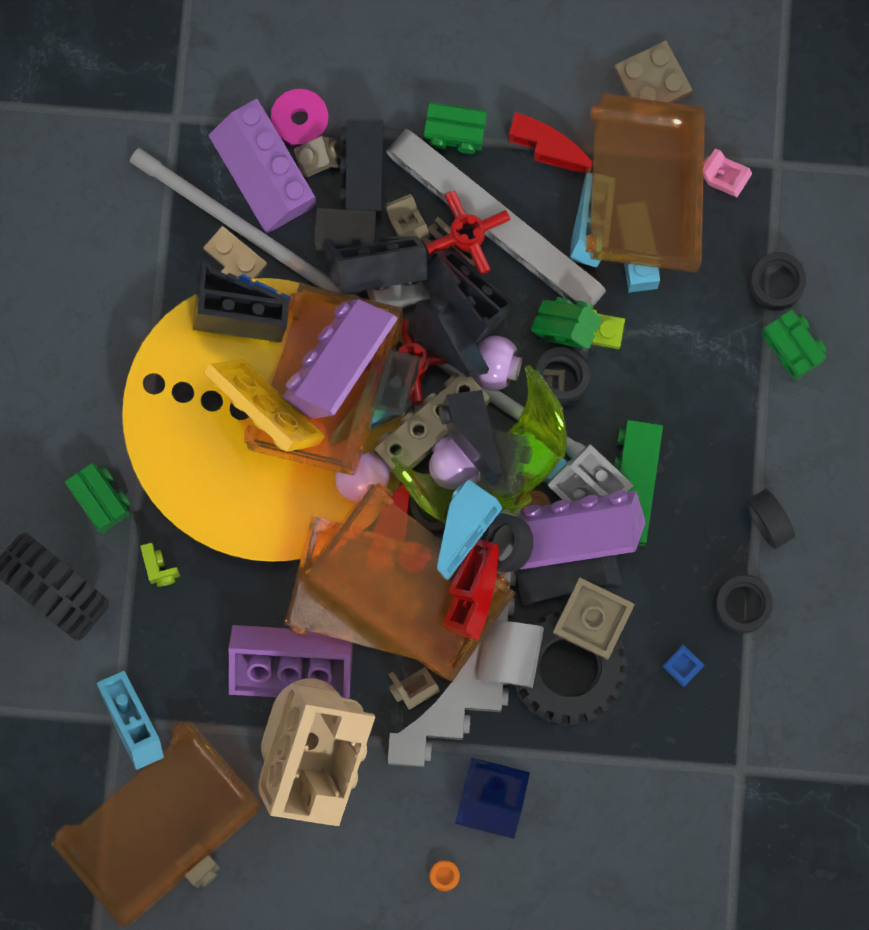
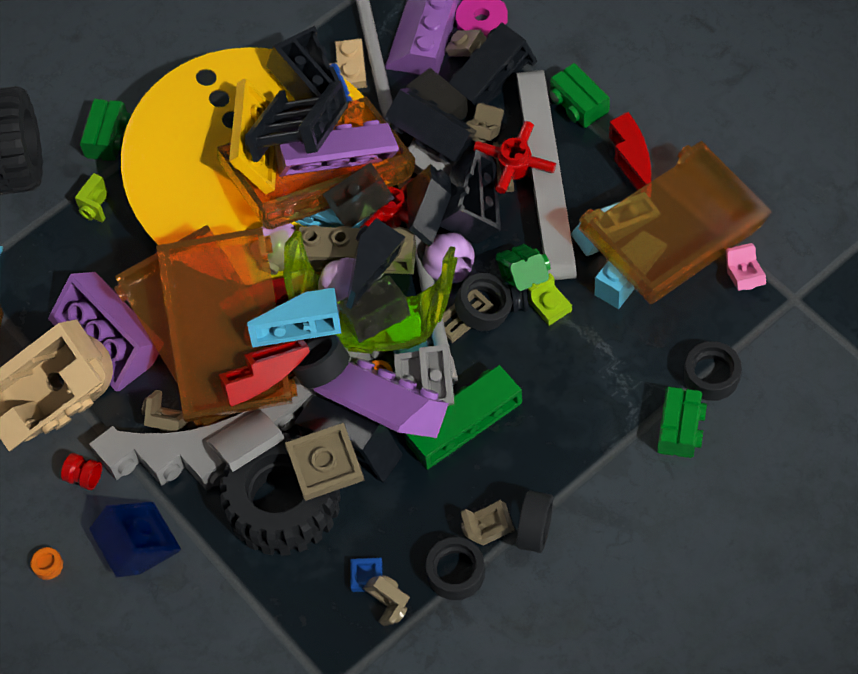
camera: 50 degrees right, 20 degrees down
(319, 356) = (297, 121): none -> black fence
(391, 790) = (81, 471): none -> red wheel
(654, 75) = (759, 170): dark tan plate -> none
(729, 670) = (386, 591): none -> dark tan bracket
(733, 549) = (487, 523): none -> dark tan bracket

